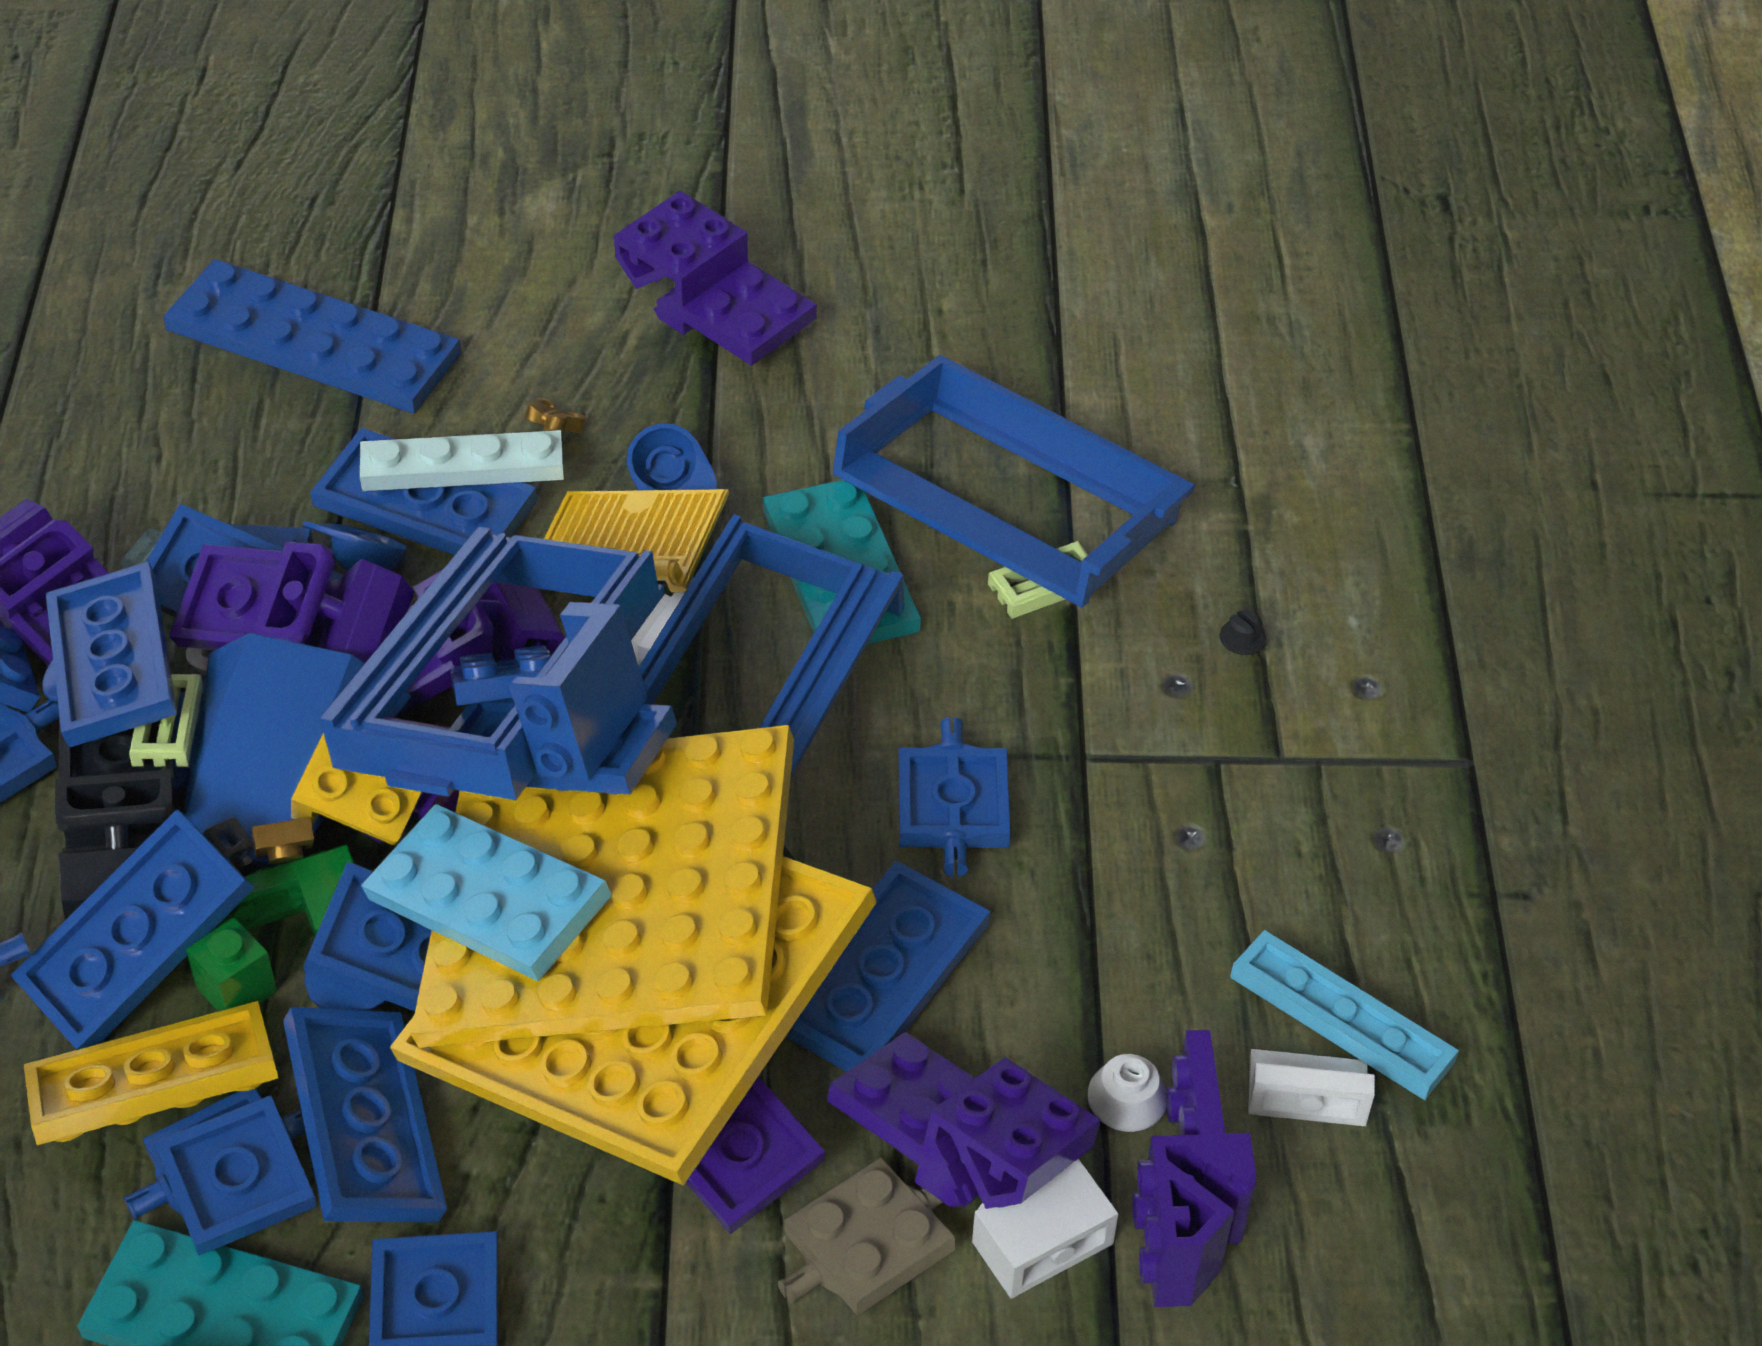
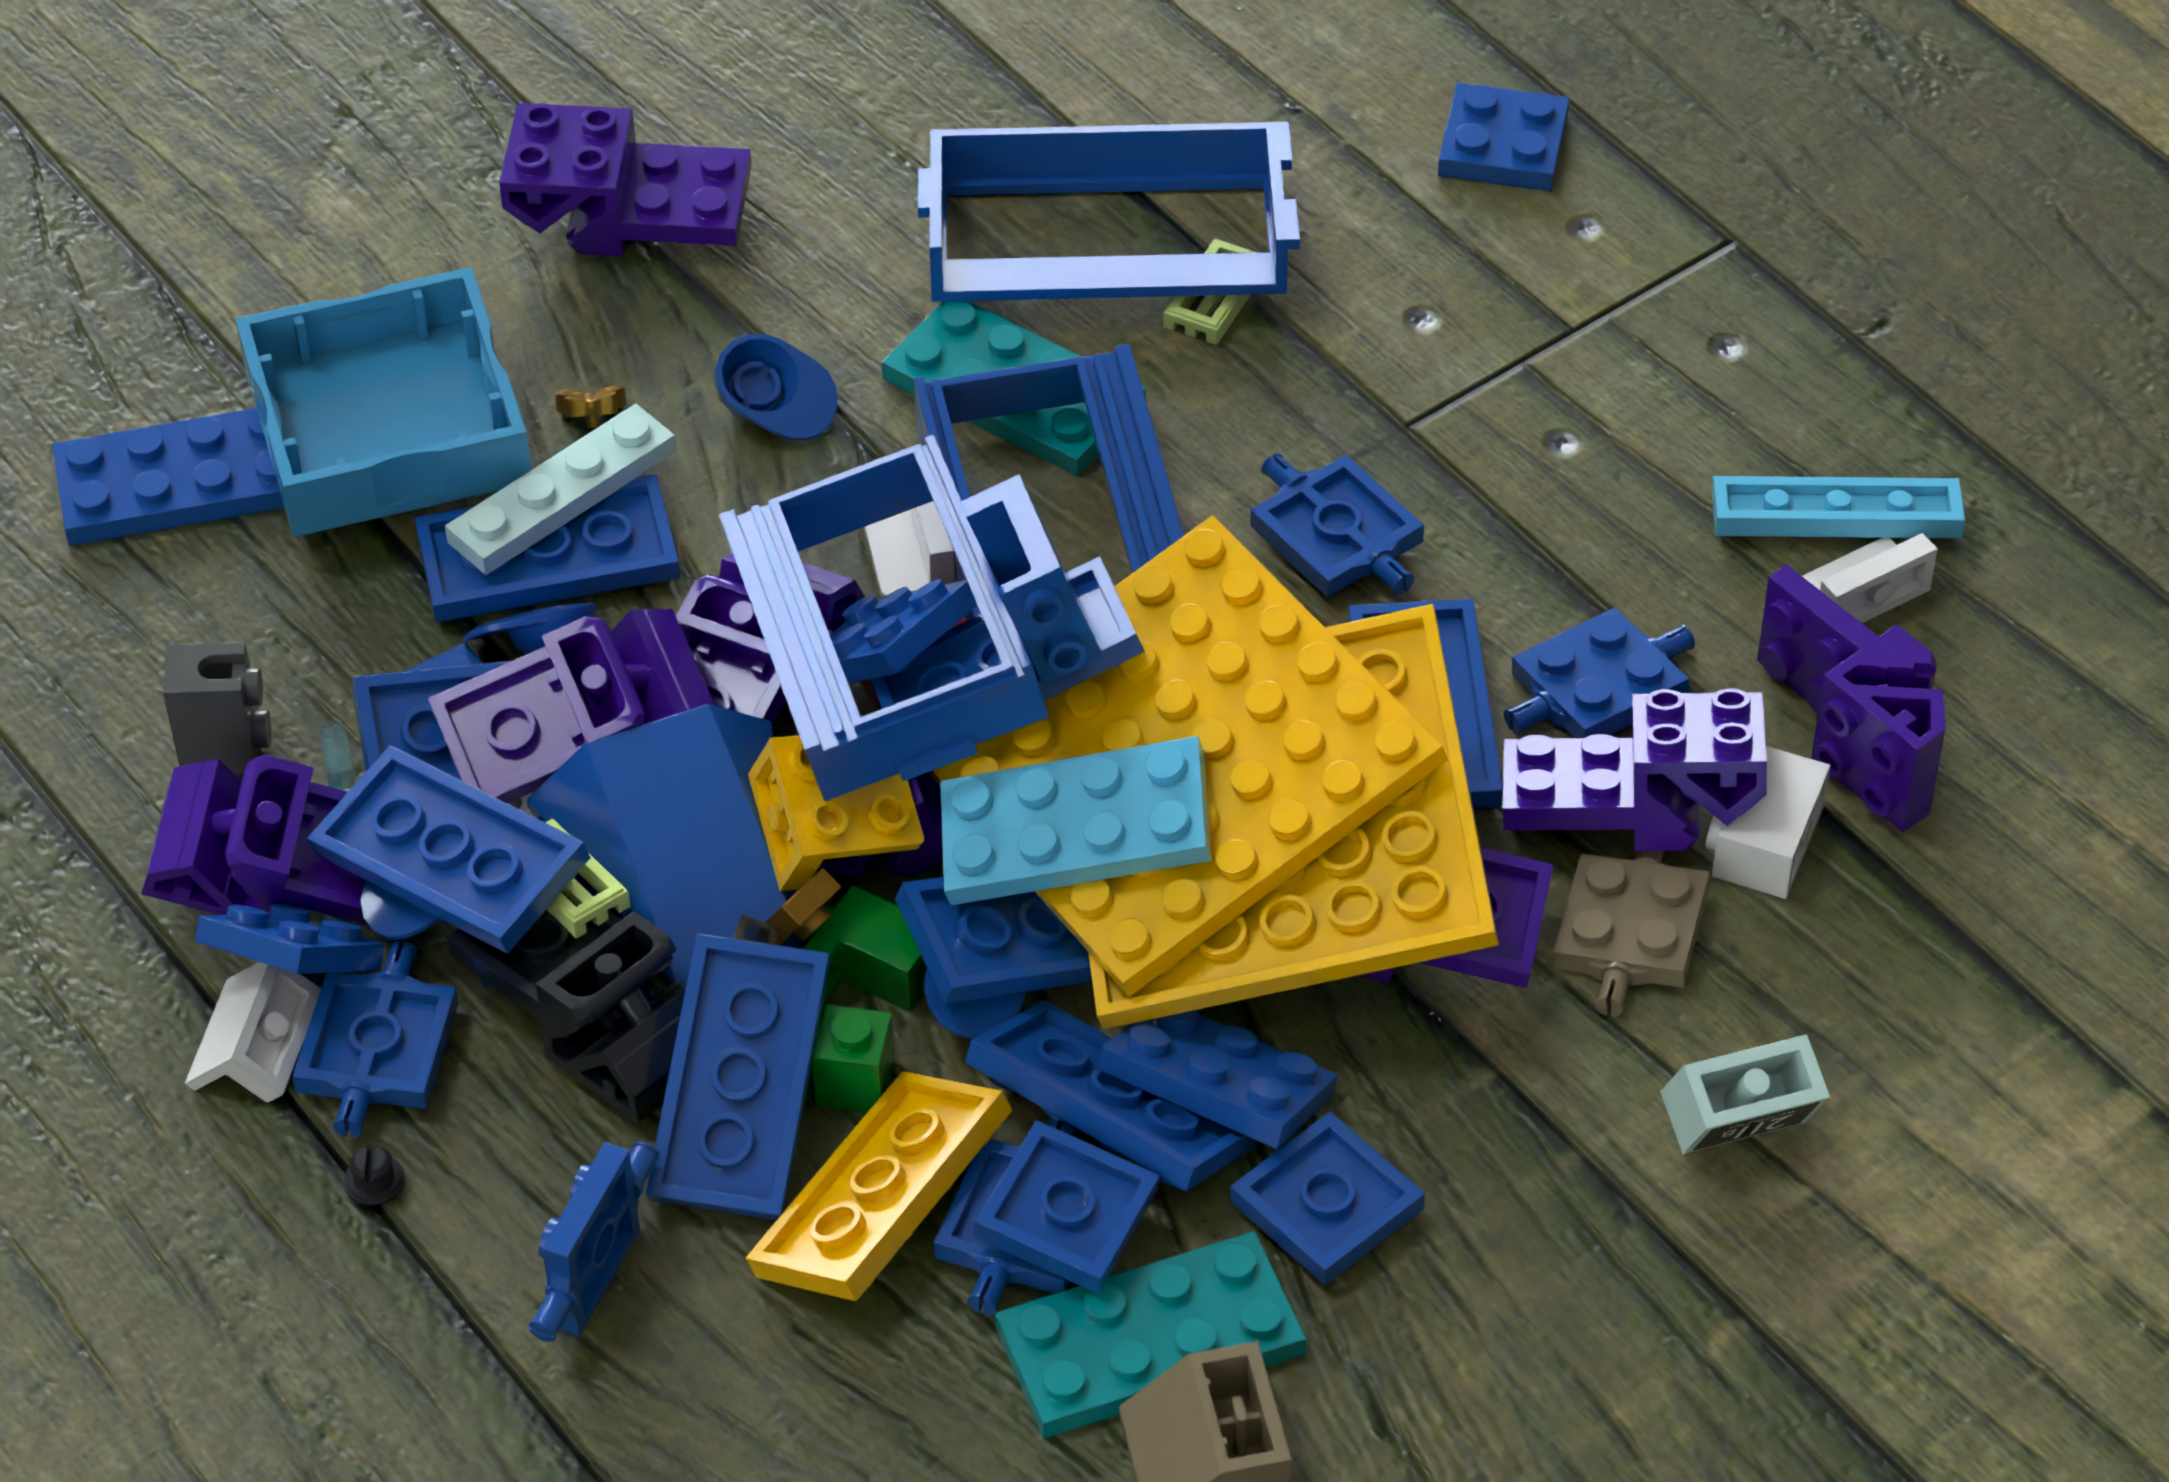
camera: 35 degrees left, 0 degrees up
(100, 485) = (215, 704): none -> dark grey brick
(404, 338) = (383, 401): none -> dark azure tile
(450, 1153) = (1220, 1074): none -> blue plate
(661, 521) = (790, 450): yellow window -> none
(1036, 1025) = (1590, 673): none -> blue plate
(1128, 1093) = (1726, 664): white cone -> none
(1243, 633) = (1441, 238): black piece -> none
(1366, 586) = (1503, 136): none -> blue plate

